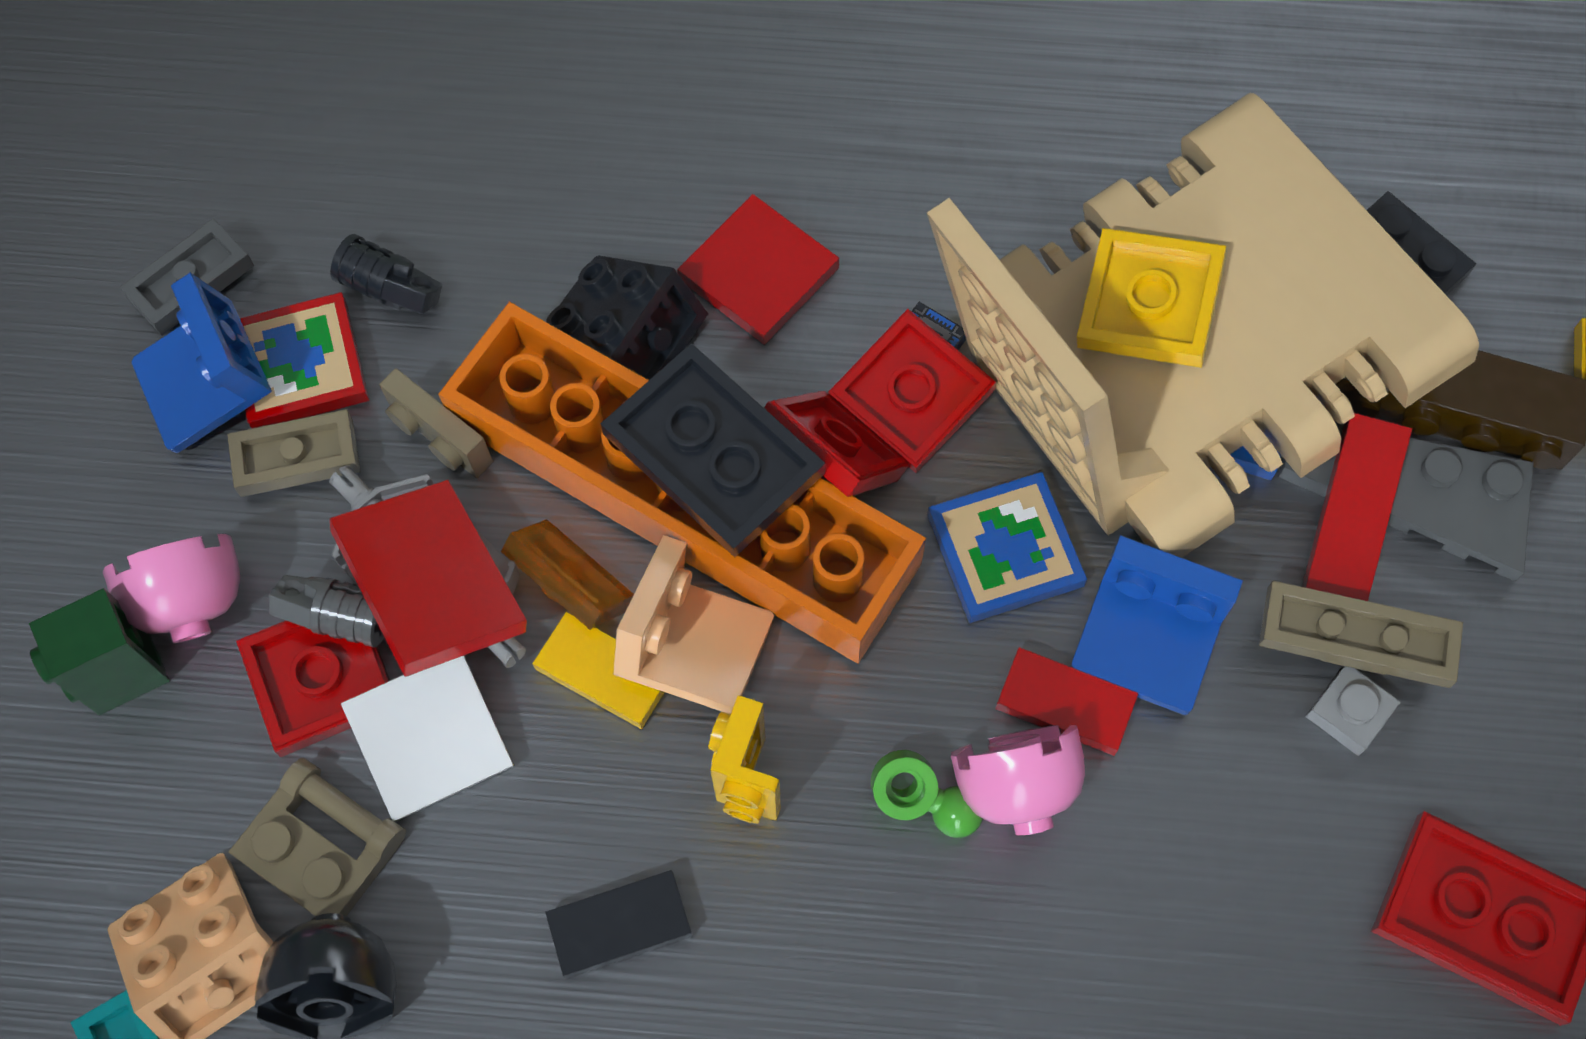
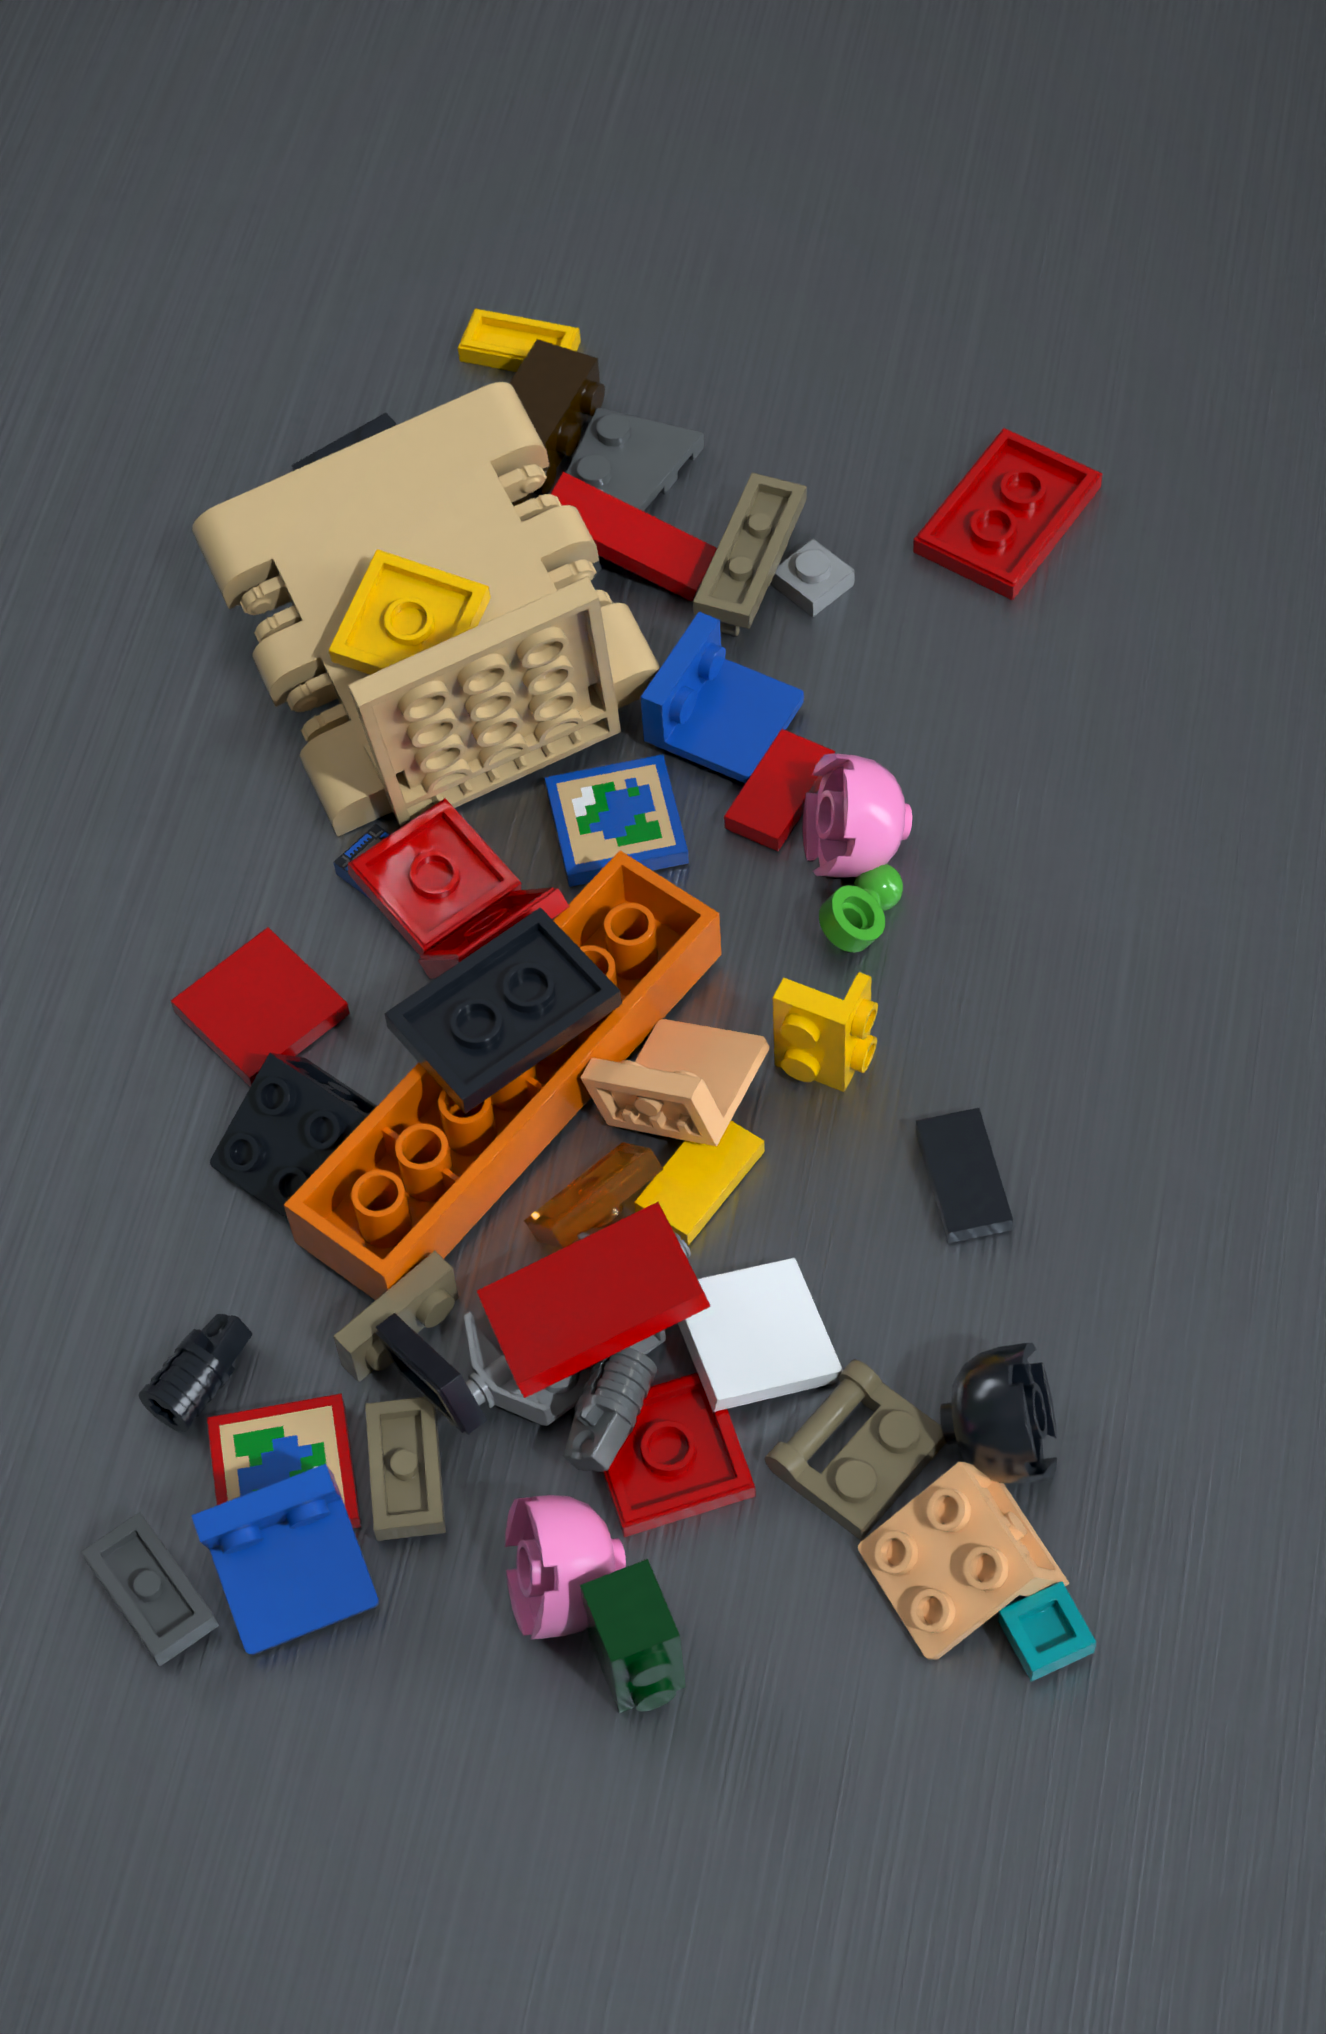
camera: 80 degrees left, 10 degrees down
(350, 449) = (430, 1374): none -> black tile

